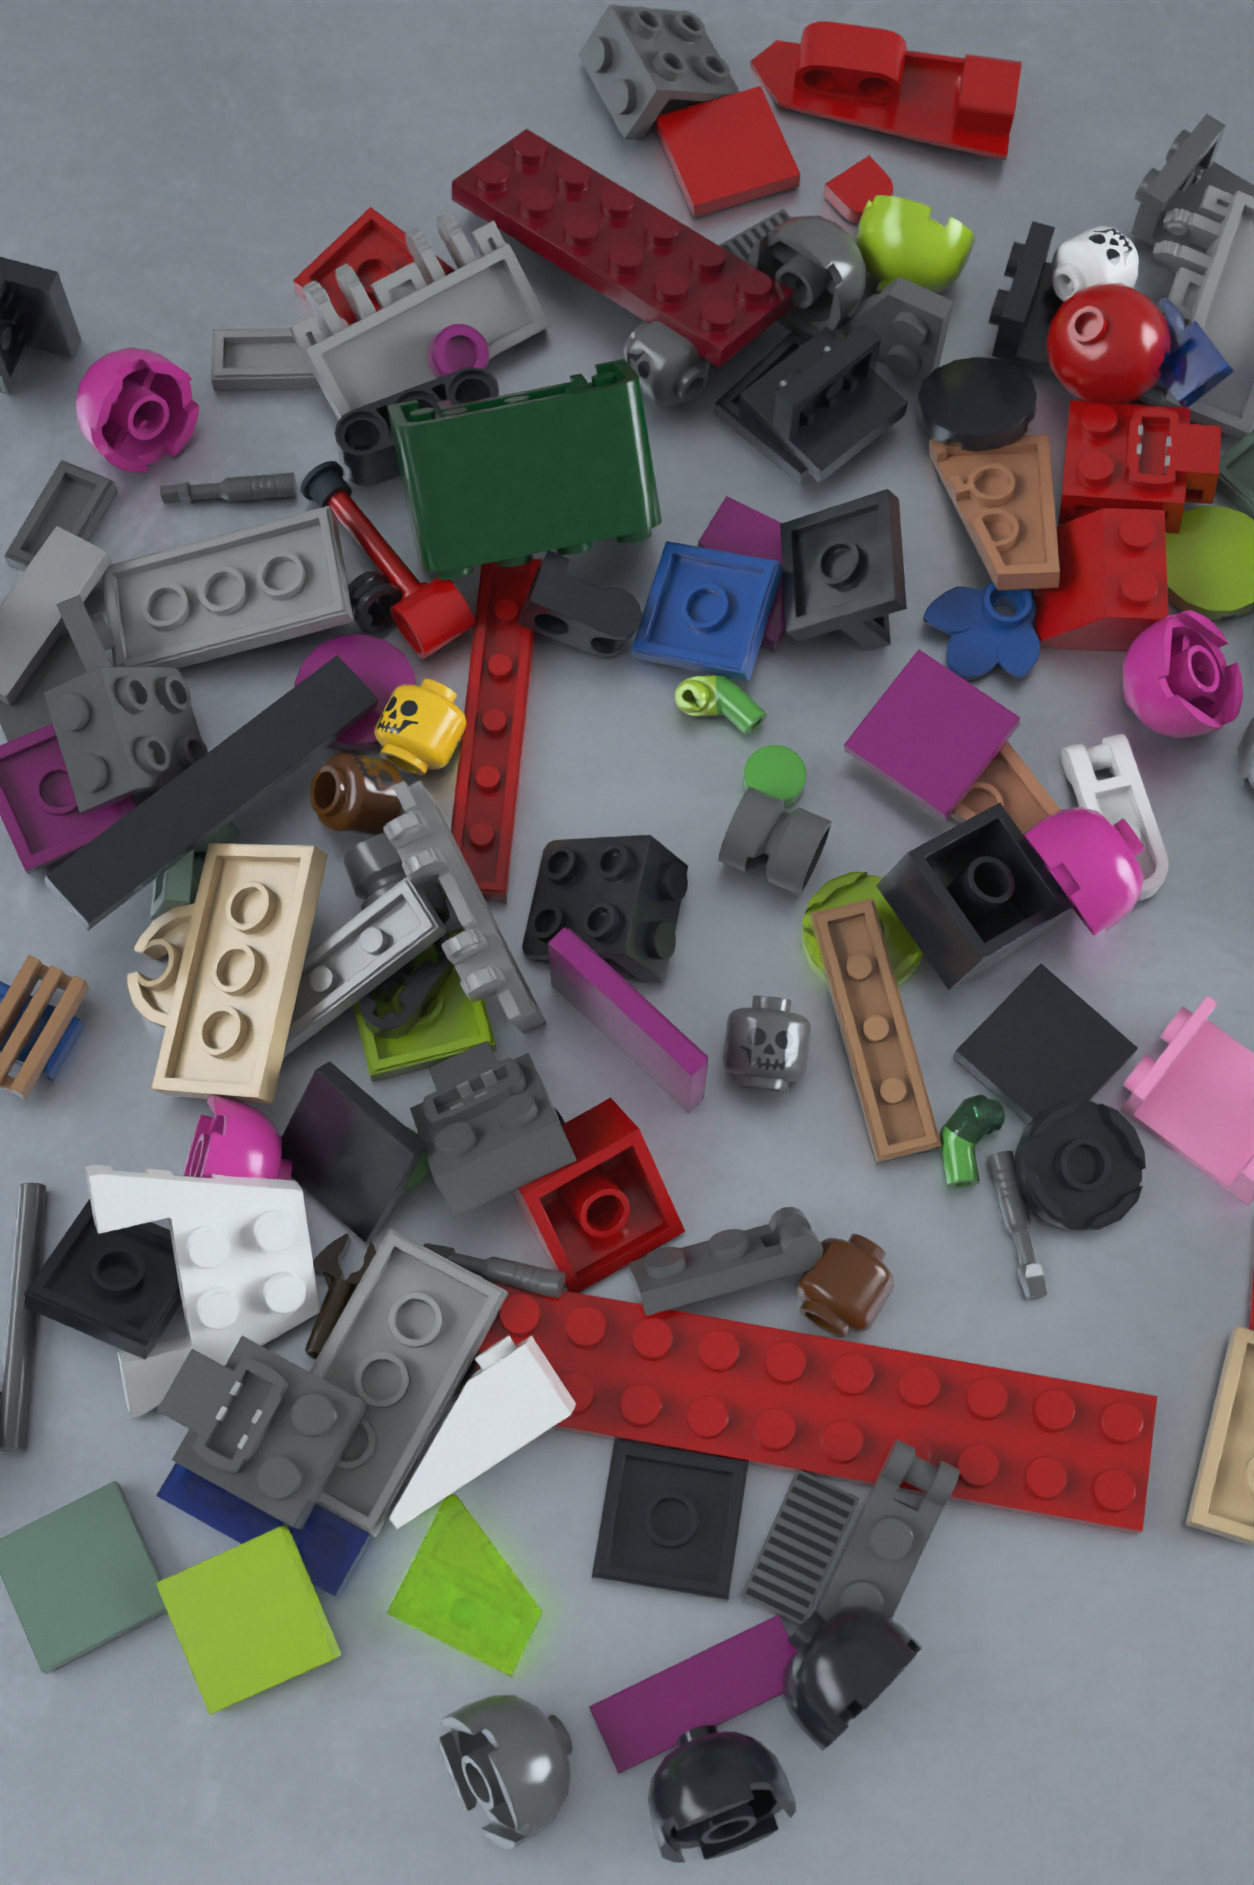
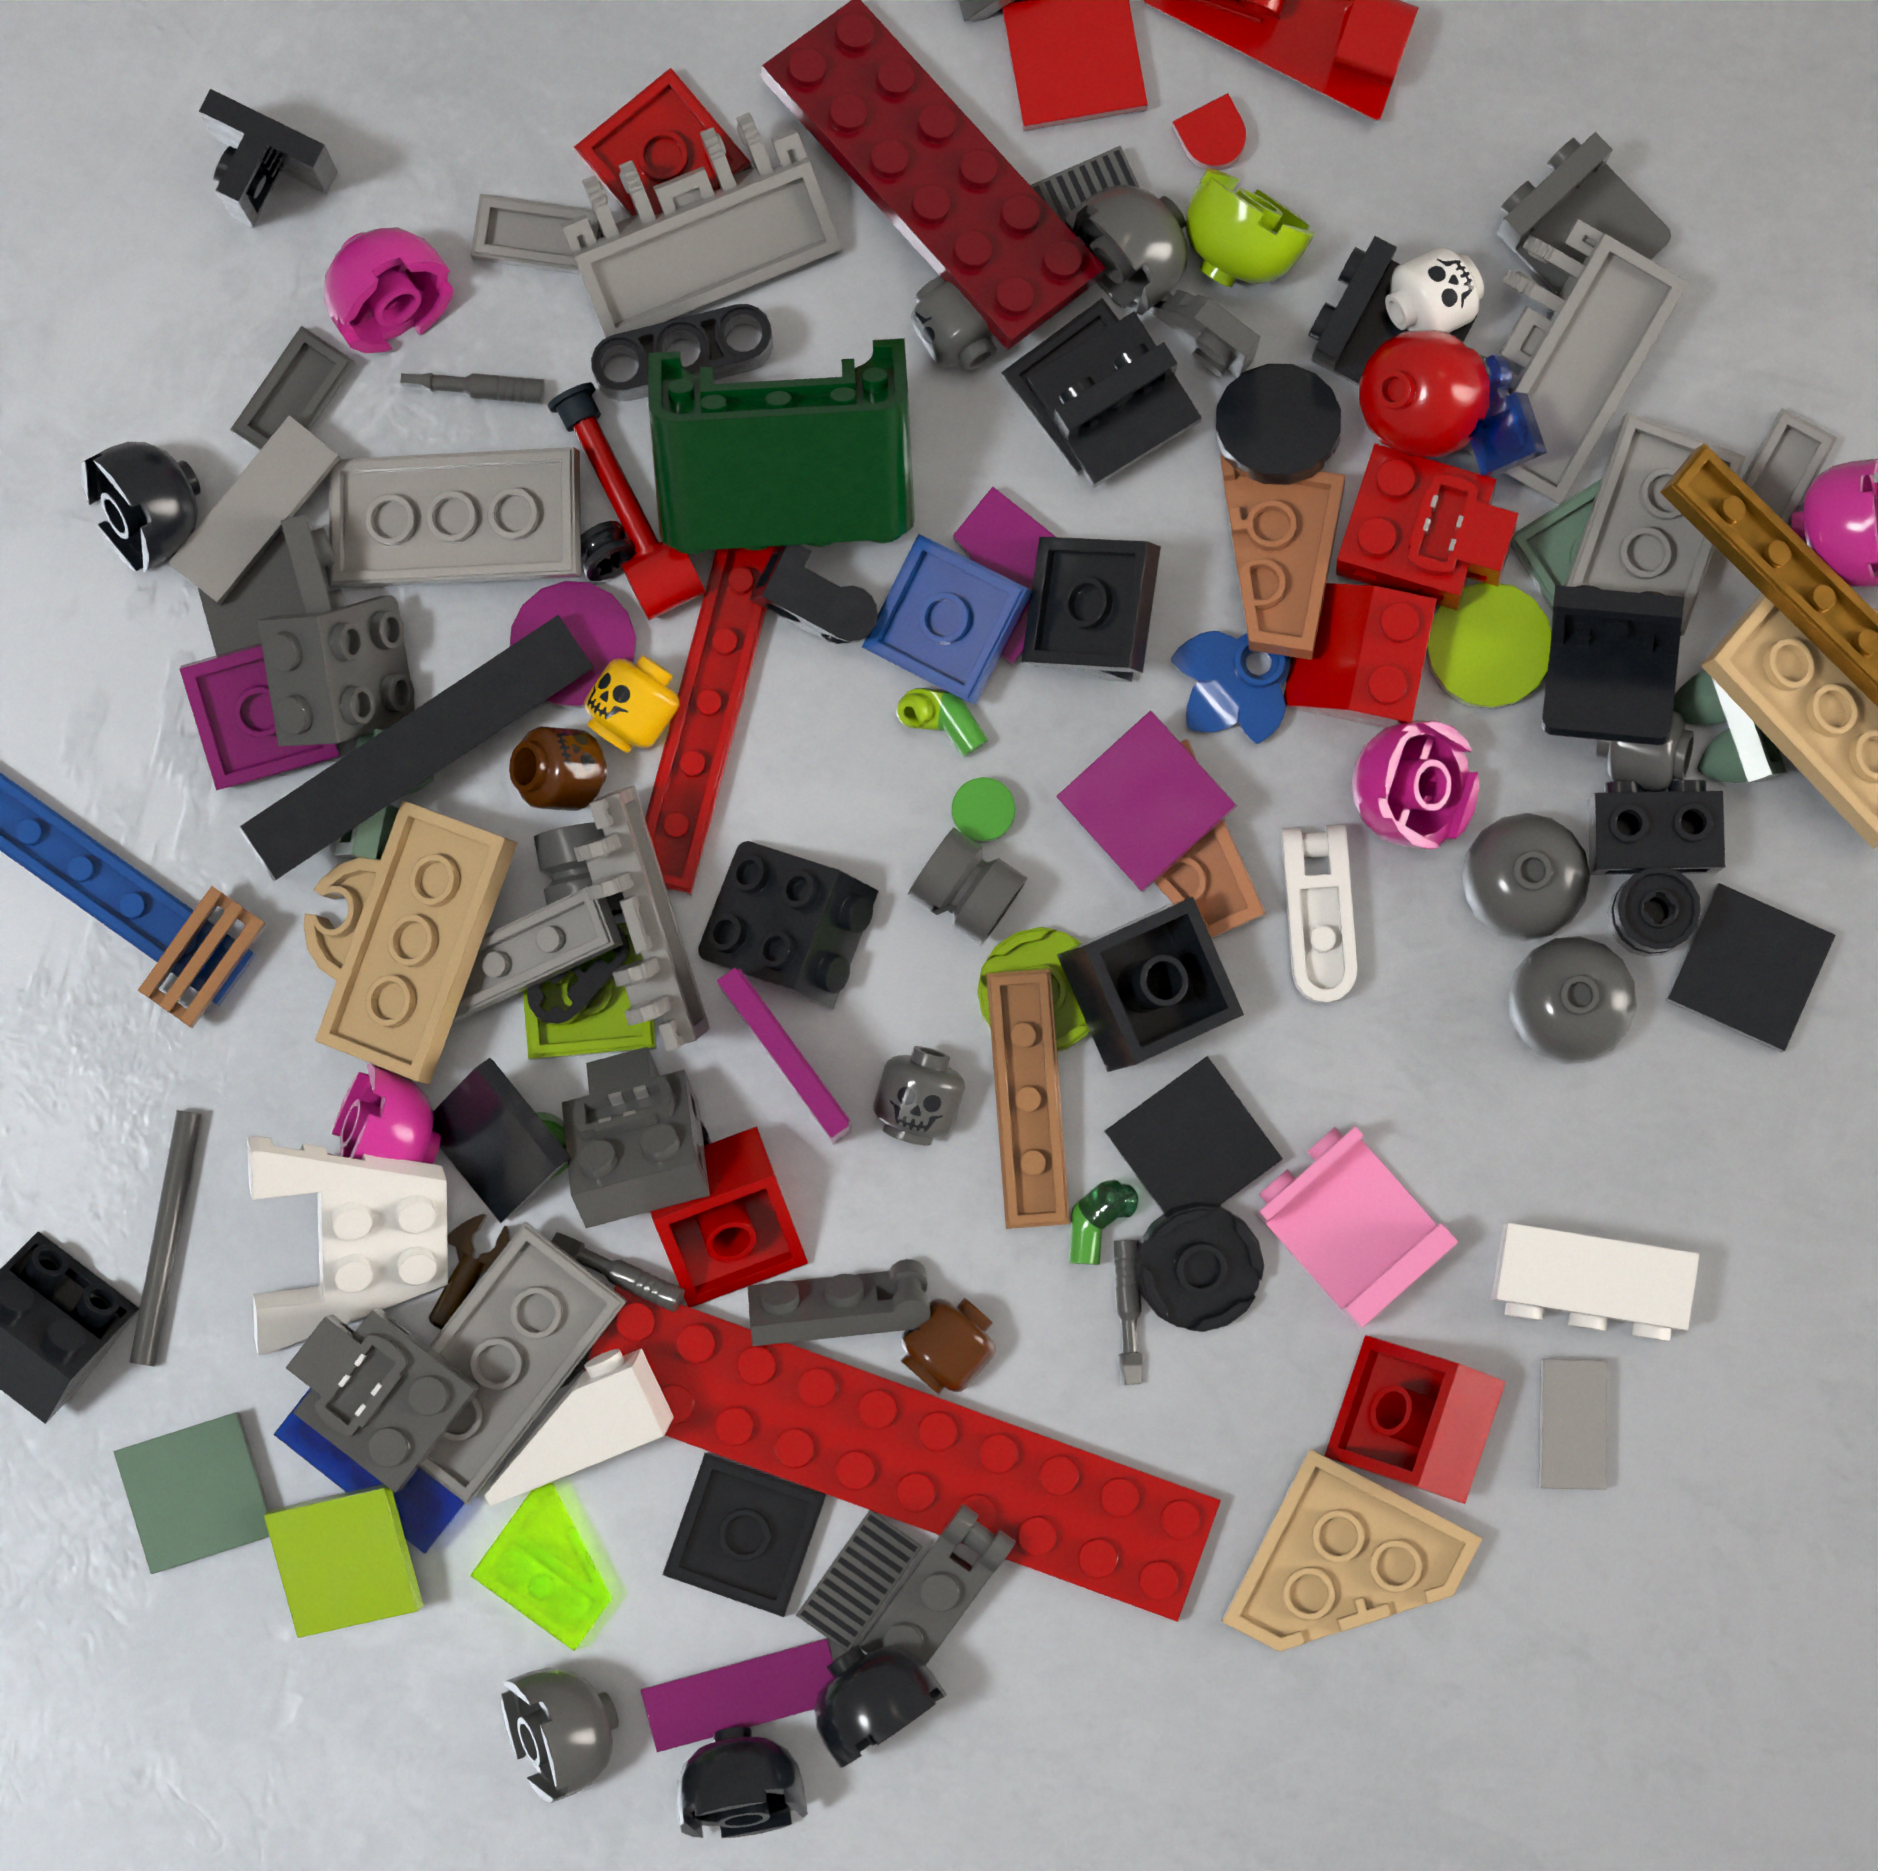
camera: 10 degrees right, 15 degrees up
(110, 1283) = (252, 1241): black tile -> none
(457, 348) = (736, 276): magenta tile -> none
(1091, 863) = (1268, 975): dark pink cylinder -> none

